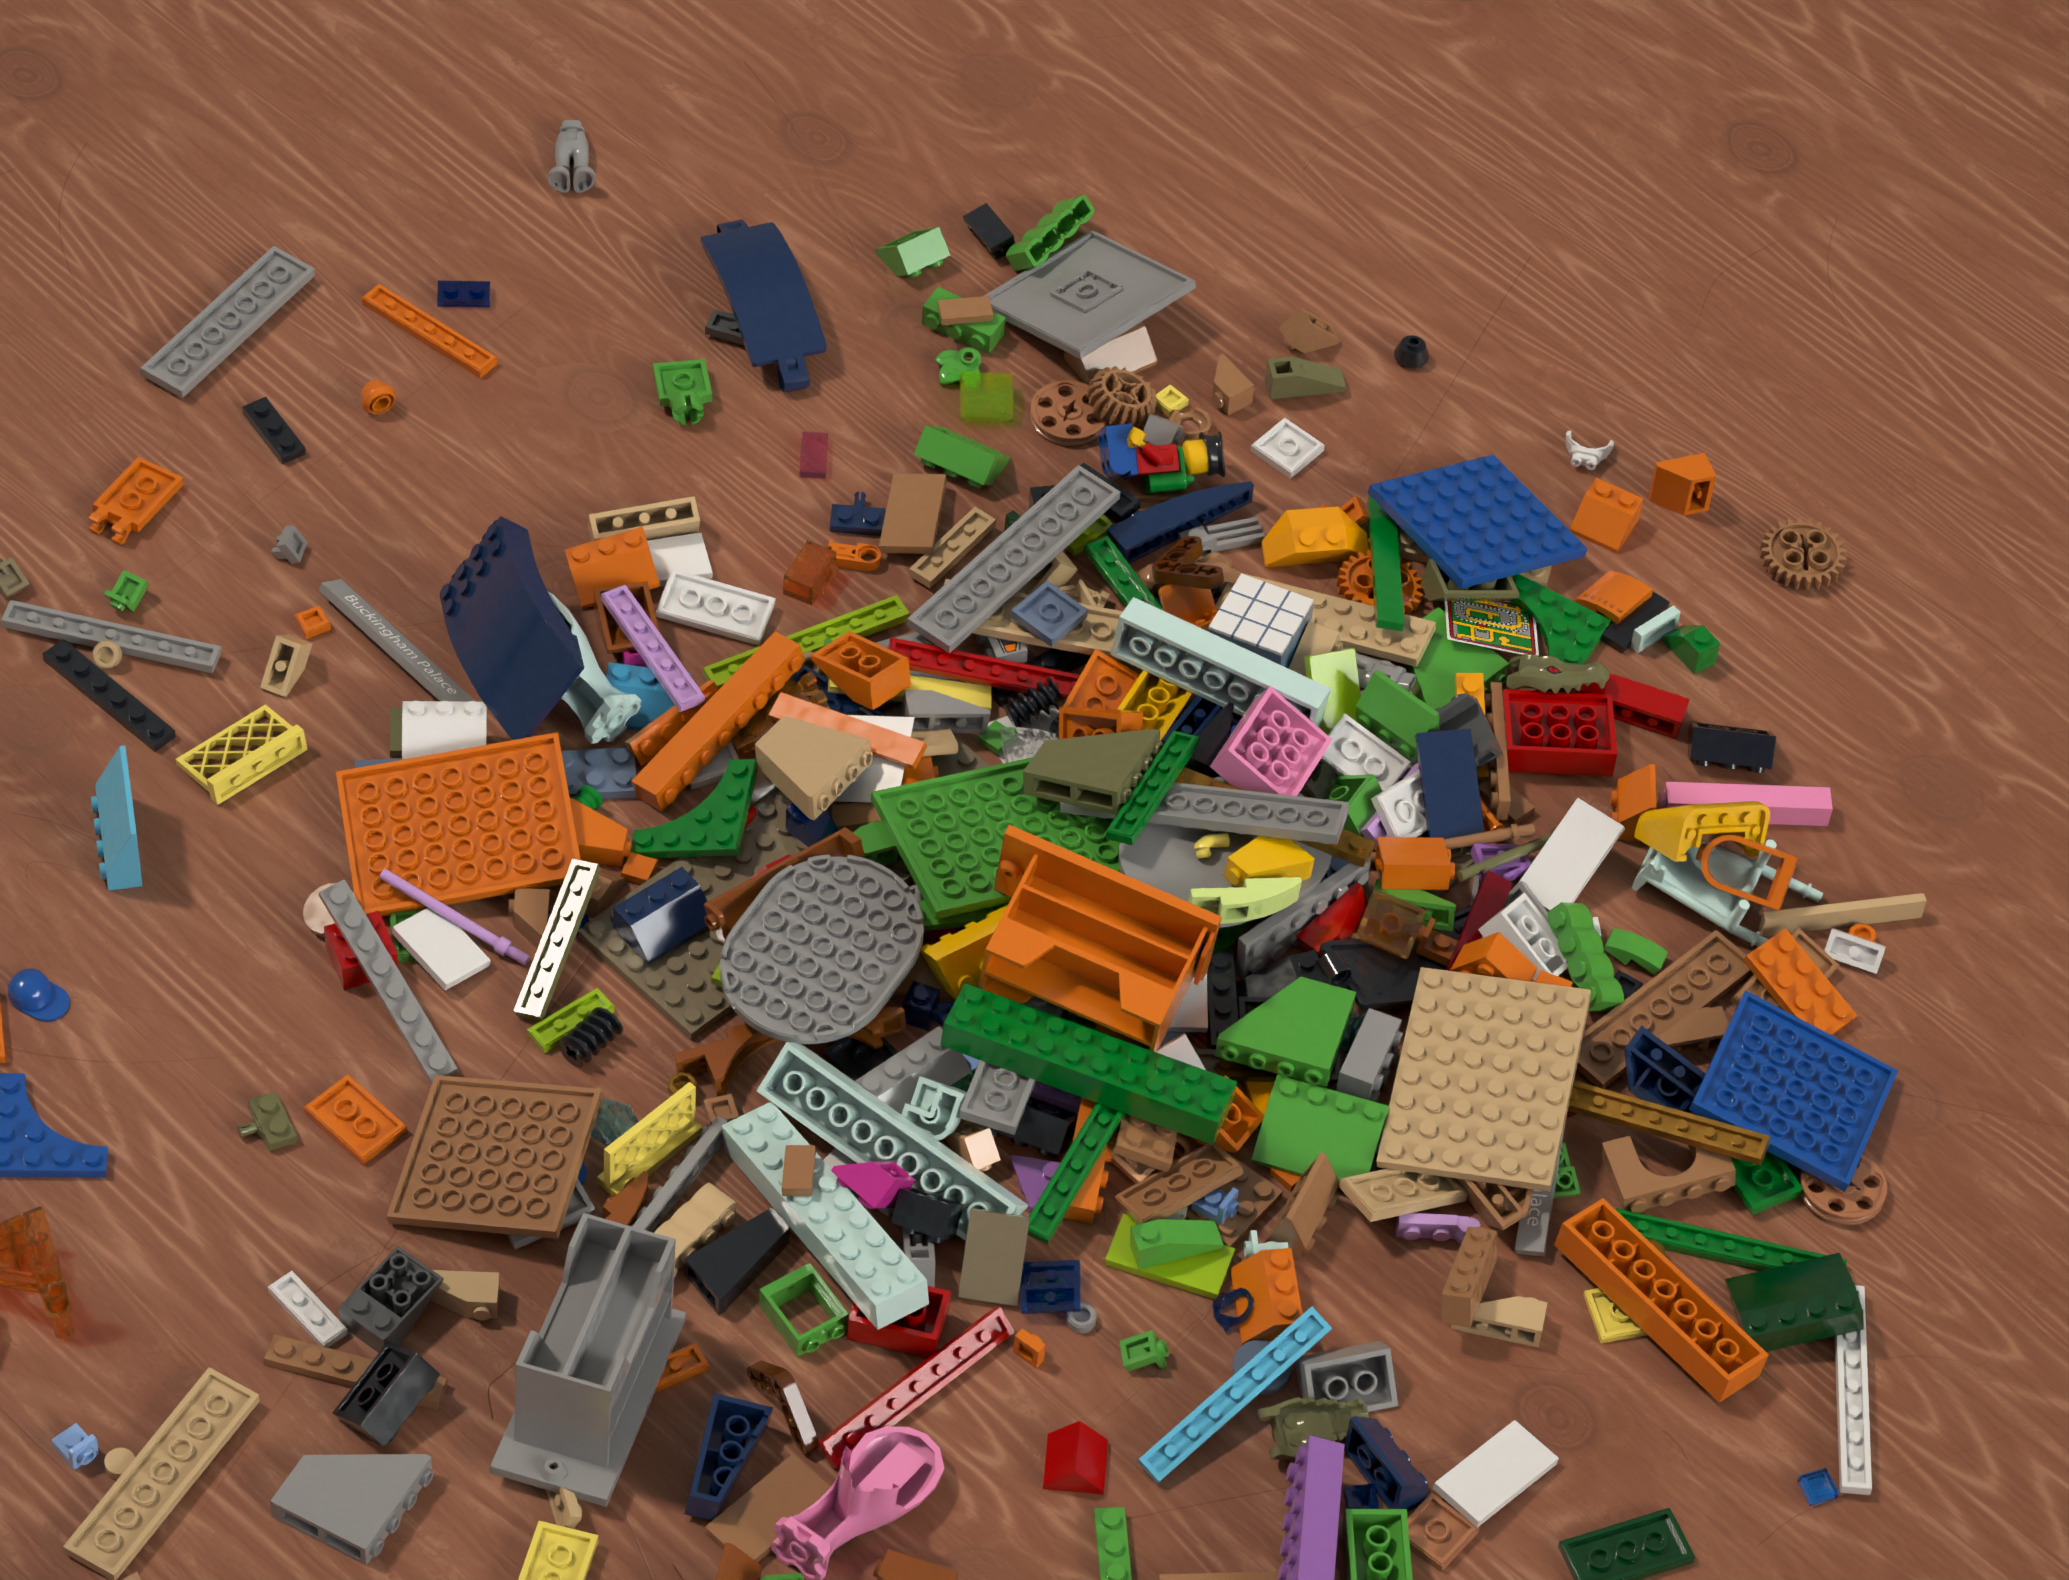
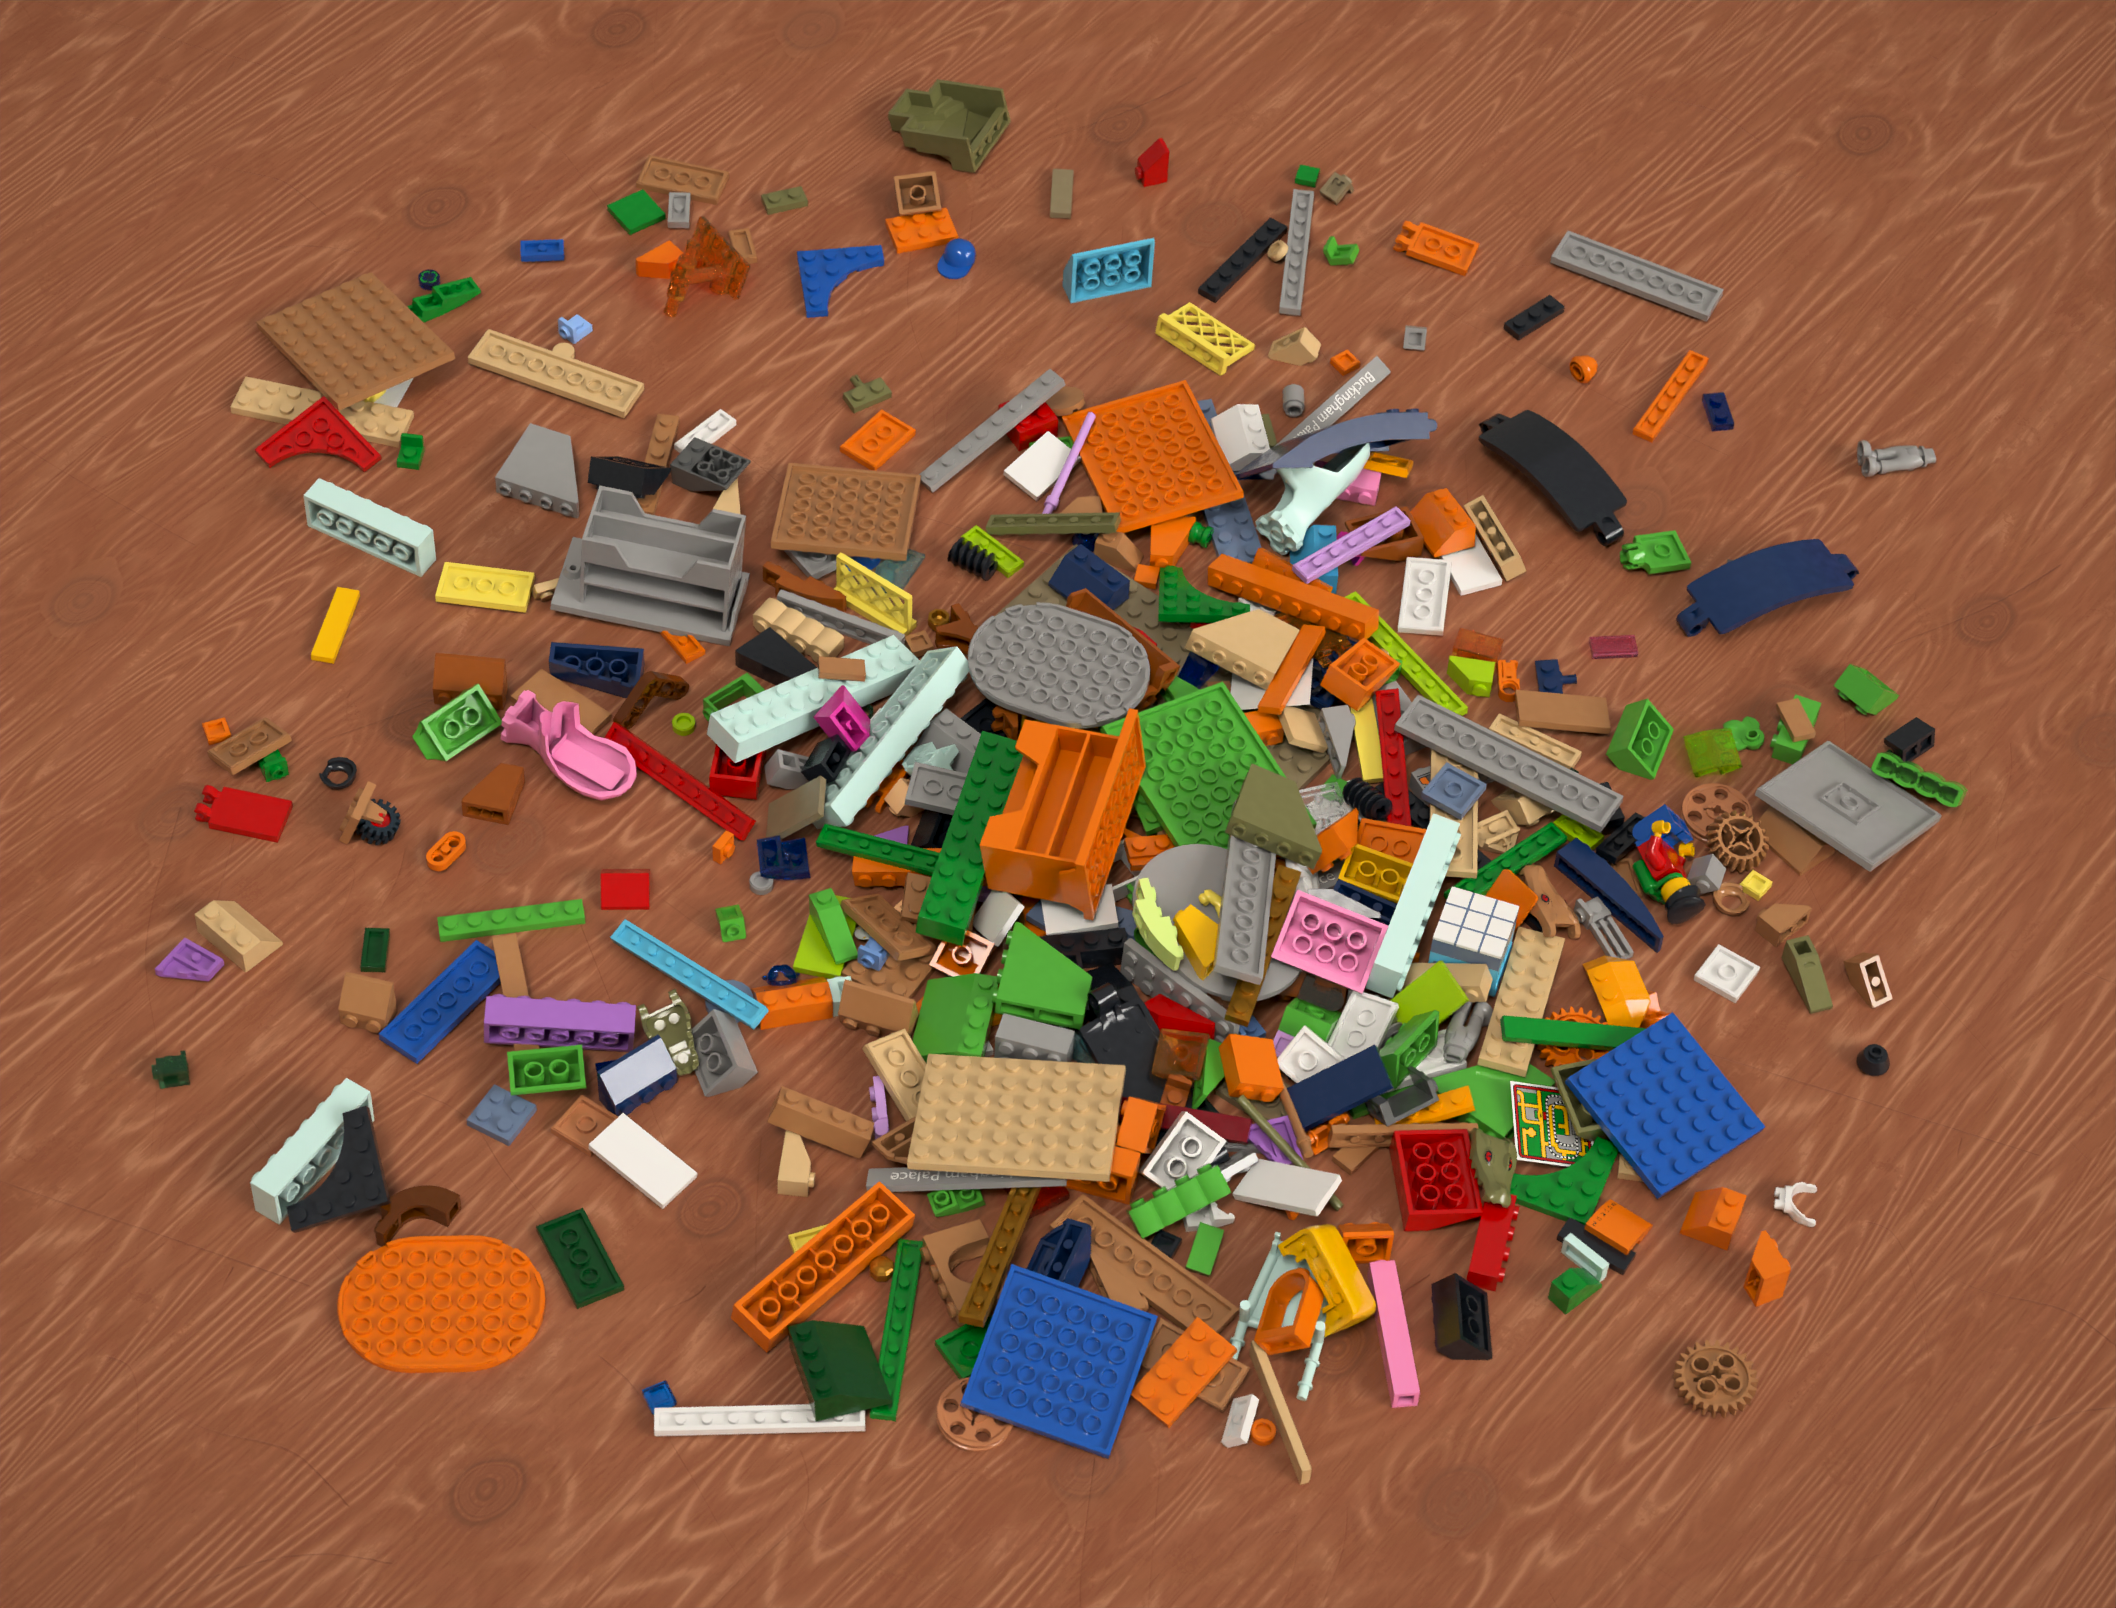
camera: 85 degrees right, 0 degrees up
(374, 678) = (1293, 400): none -> light grey brick
(543, 444) = (1559, 469): none -> black panel
(815, 1378) = (683, 724): none -> lime tile
(848, 582) = (1471, 675): none -> lime slope
(1152, 788) = (1259, 853): green tile -> none
(1178, 566) = (1532, 874): reddish brown beam -> none

